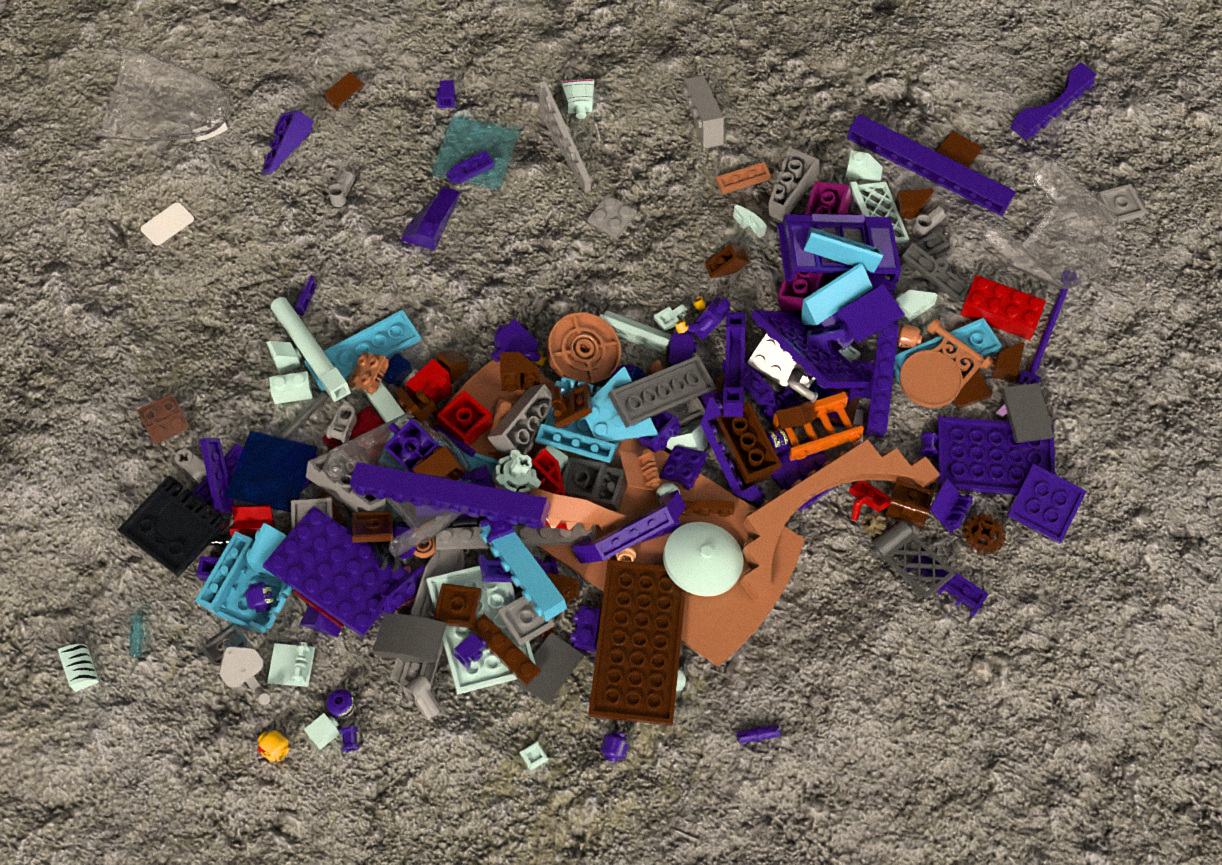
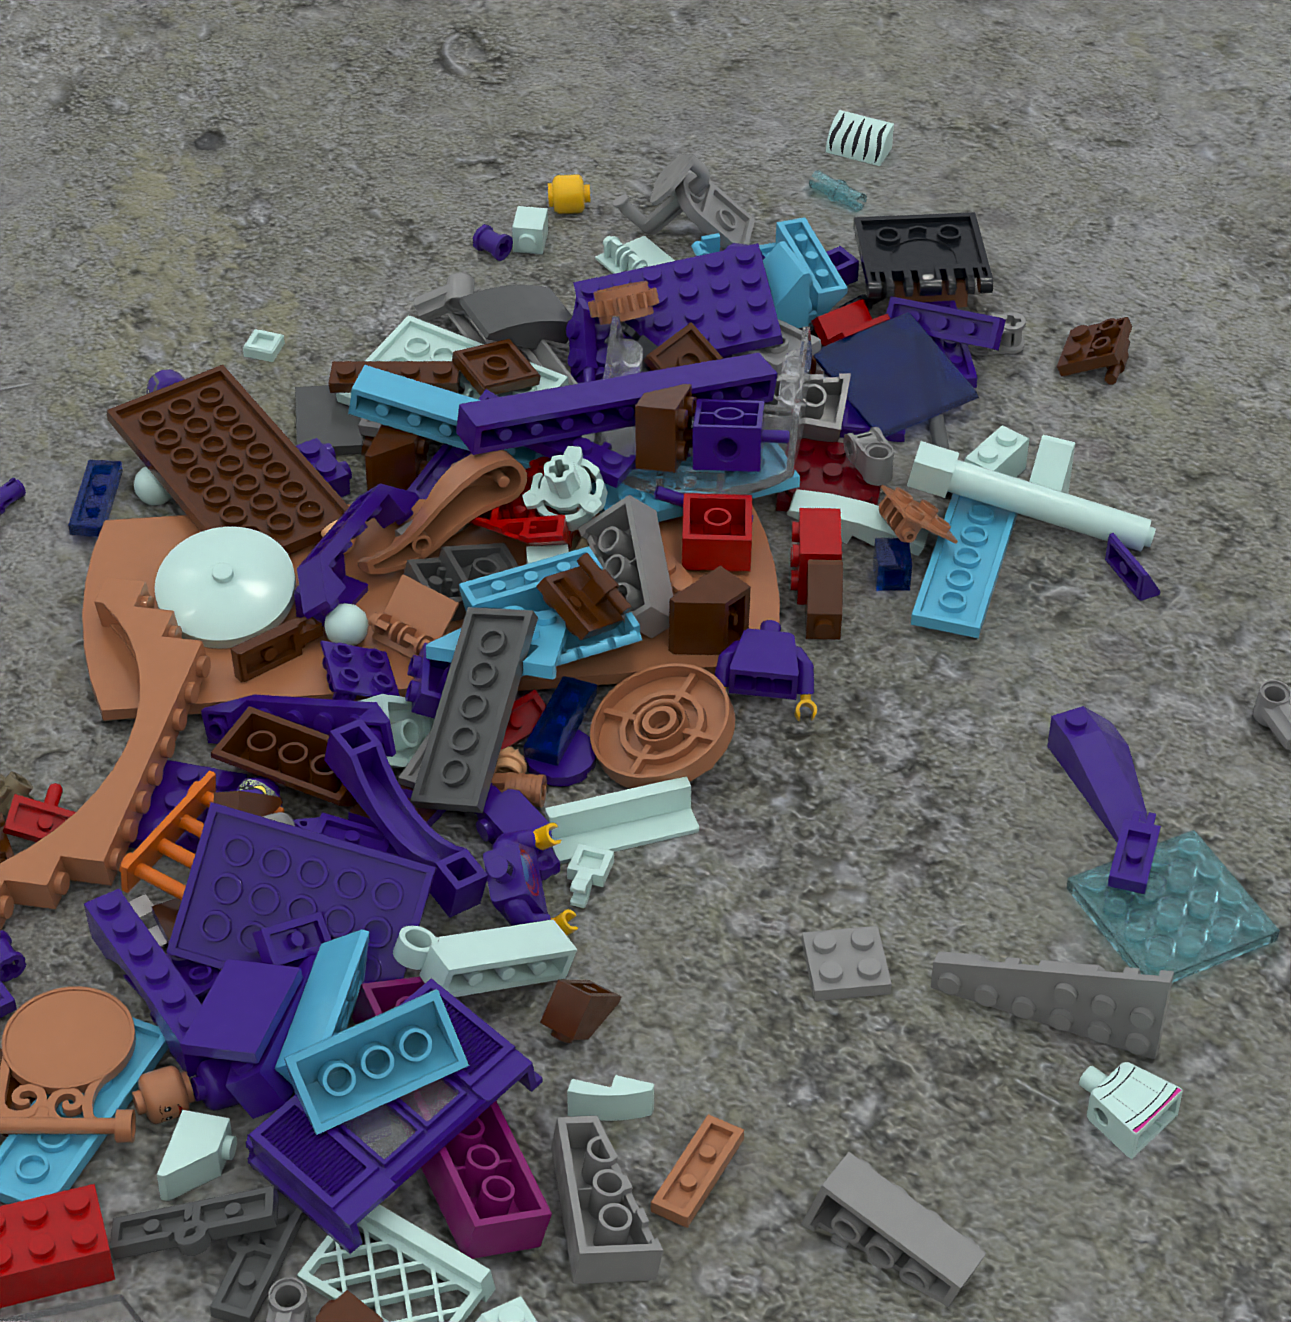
camera: 140 degrees right, 20 degrees down
(340, 704) = (536, 253): dark purple head -> none
(361, 577) = (626, 301): none -> nougat gear
(422, 410) = (783, 505): reddish brown plate -> none
(470, 650) = (432, 337): dark purple brick -> none
(706, 695) = (95, 497): none -> clear blue plate
(752, 290) = (488, 957): none -> light aqua hinge

